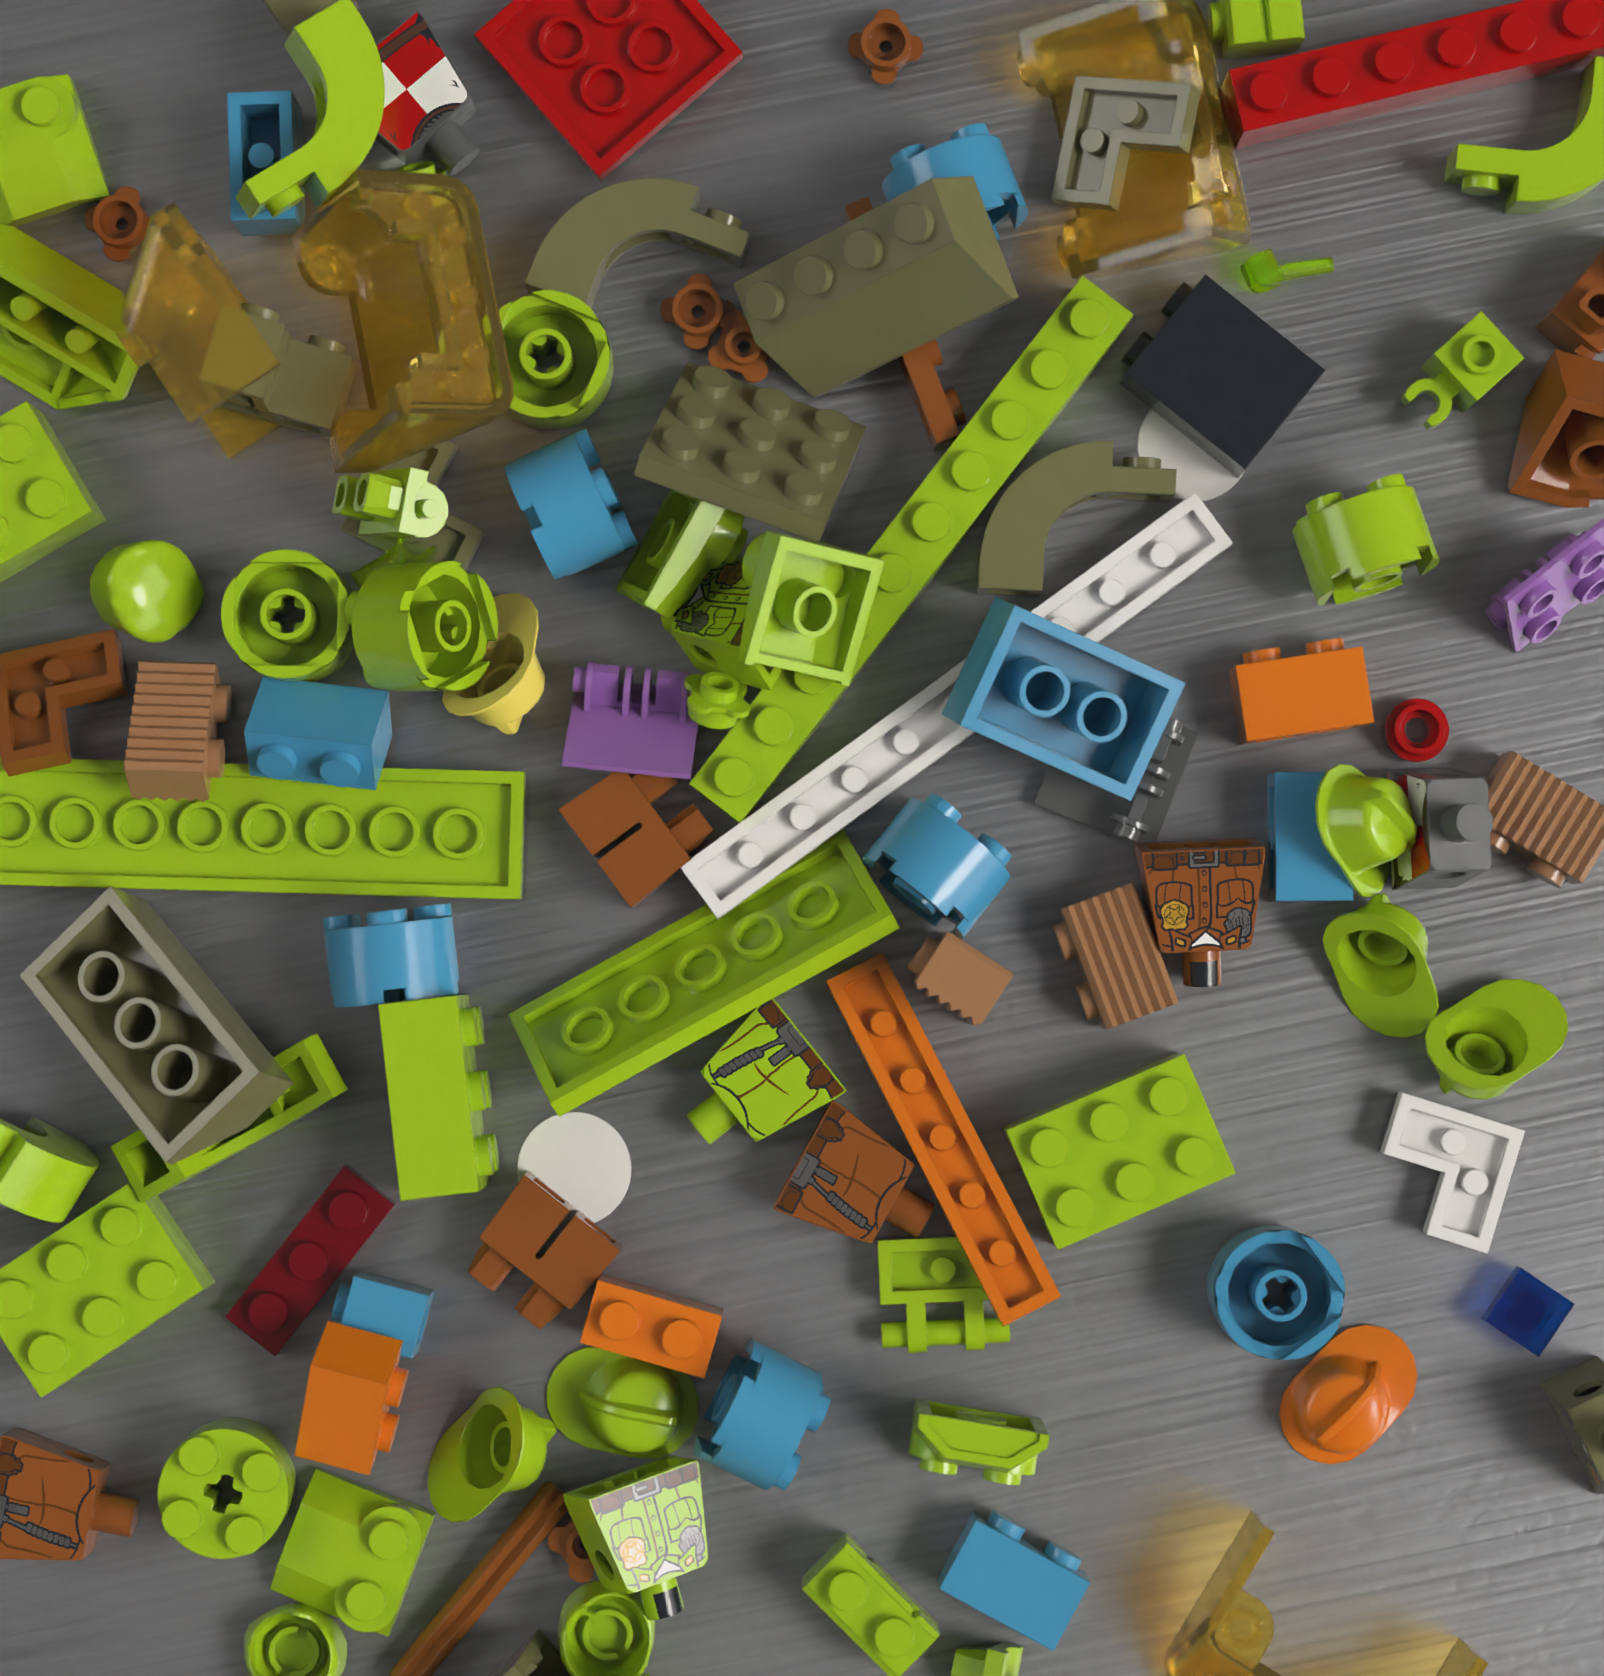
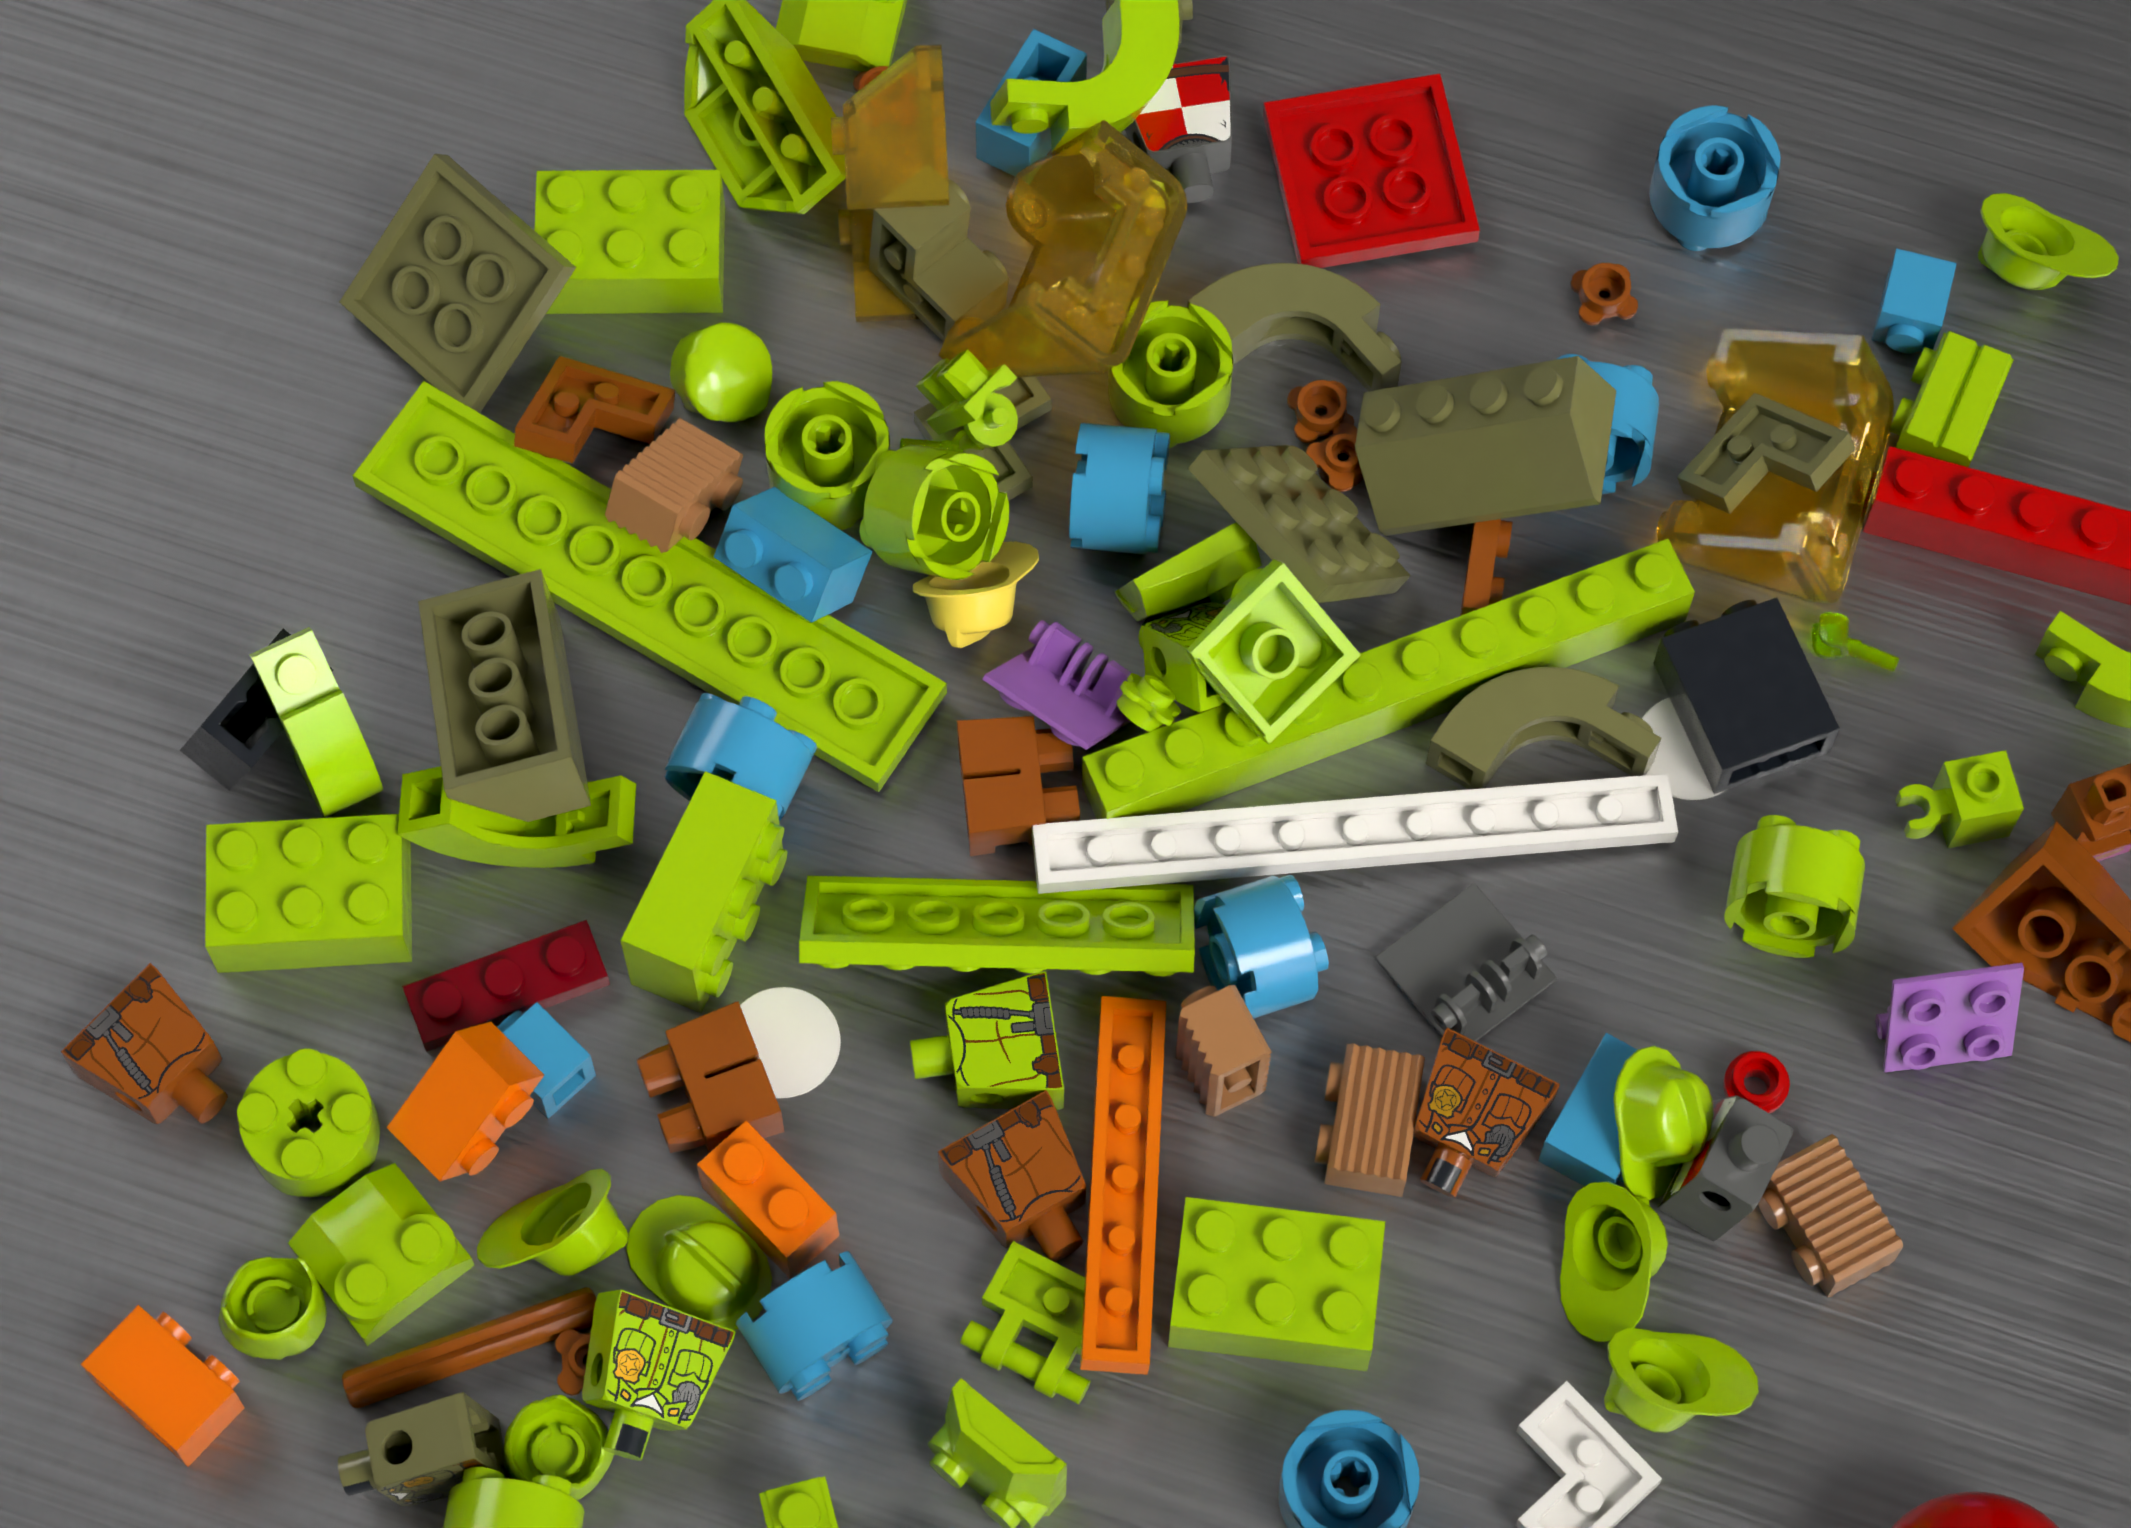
camera: 30 degrees right, 20 degrees down
(1063, 699) = (1452, 859): dark azure brick -> none
(1300, 693) = (1667, 991): orange brick -> none

